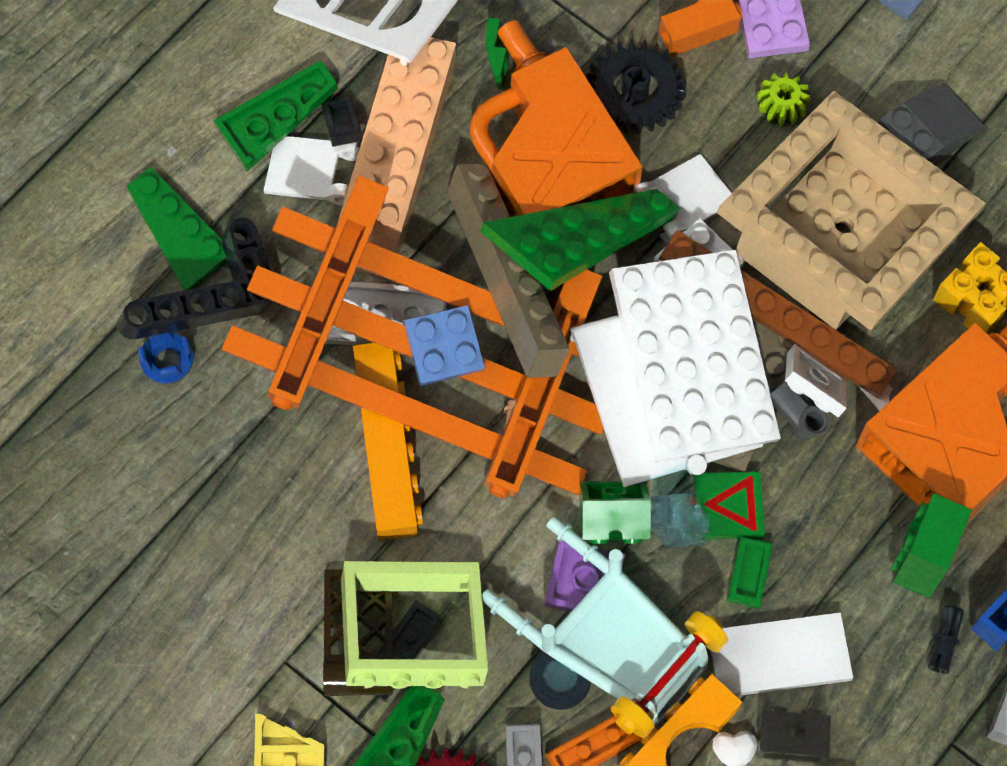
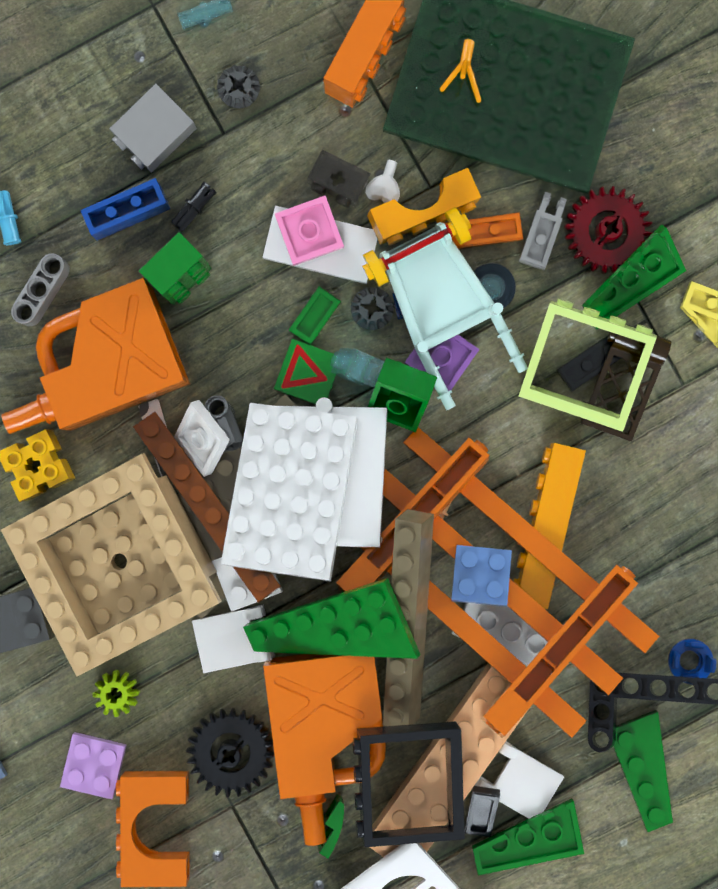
camera: 155 degrees left, 20 degrees up
(460, 152) = (455, 827): none -> black window
(675, 595) = (379, 318): none -> dark grey gear
(800, 658) = (309, 230): none -> bright pink plate

